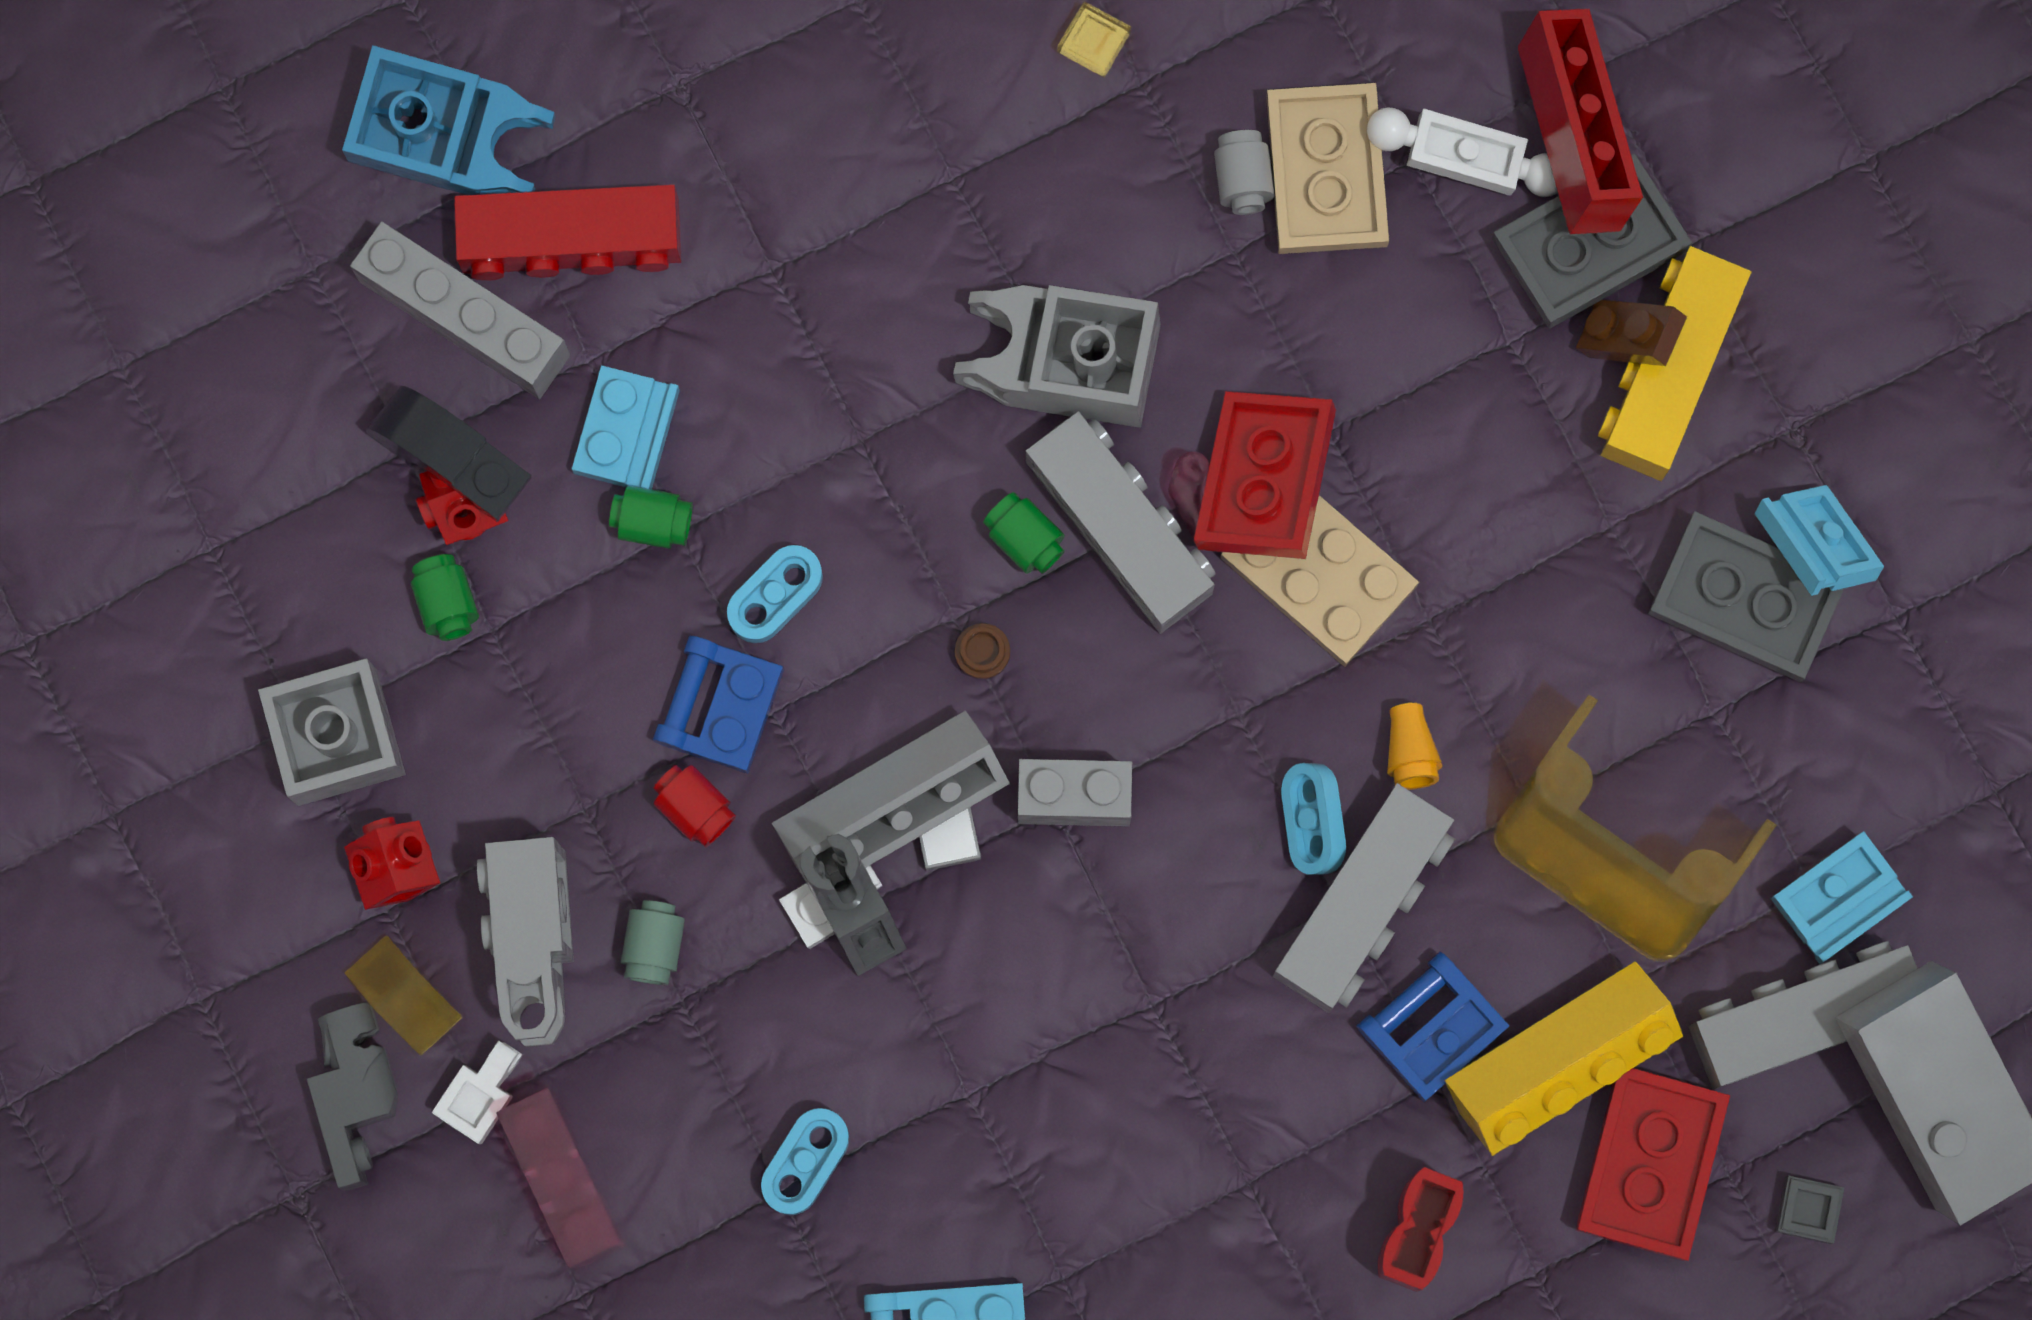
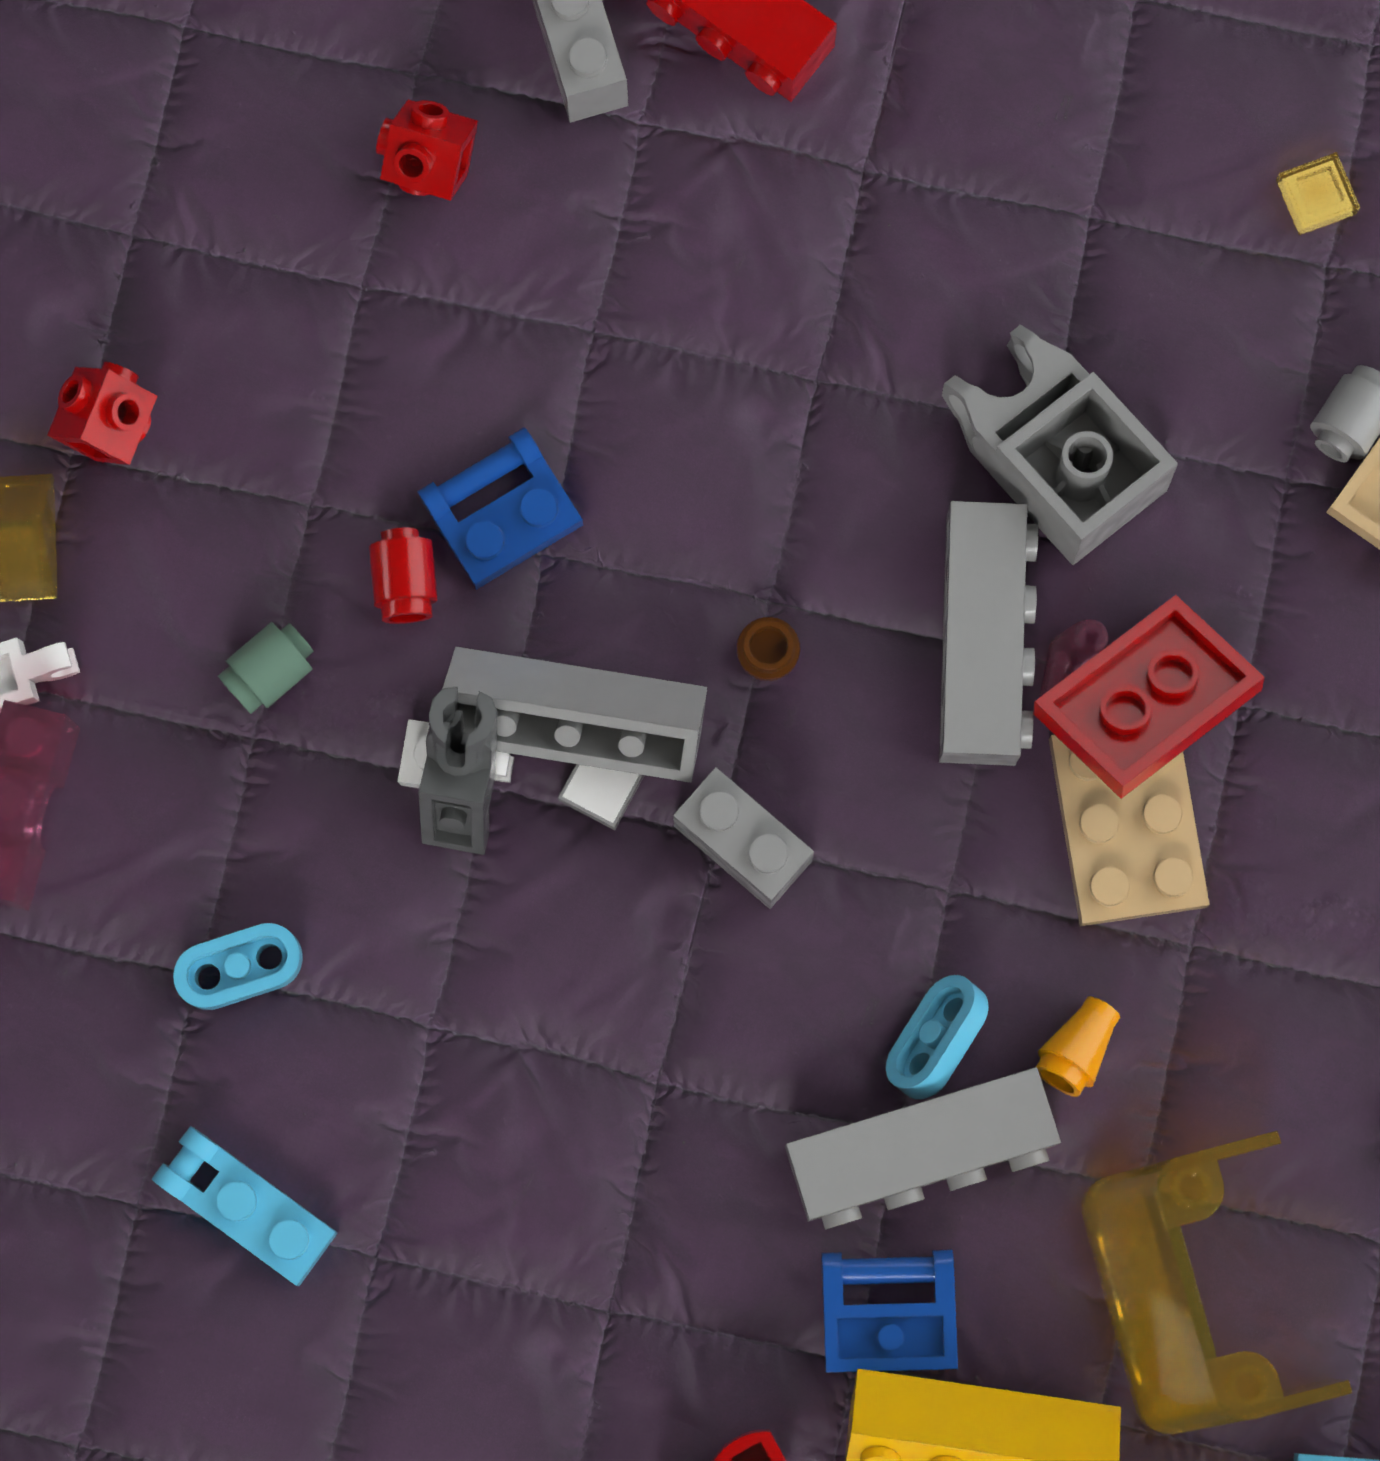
camera: 40 degrees right, 0 degrees up
(331, 732) = (146, 259): light grey brick -> none
(443, 597) = (342, 223): green brick -> none
(449, 449) = (446, 100): black arch -> none
(528, 931) = (164, 568): light grey brick -> none
(625, 429) = (621, 206): medium azure plate -> none
(651, 517) = (577, 298): green brick -> none
(773, 594) = (628, 446): medium azure plate -> none
(1025, 534) = (891, 575): green brick -> none

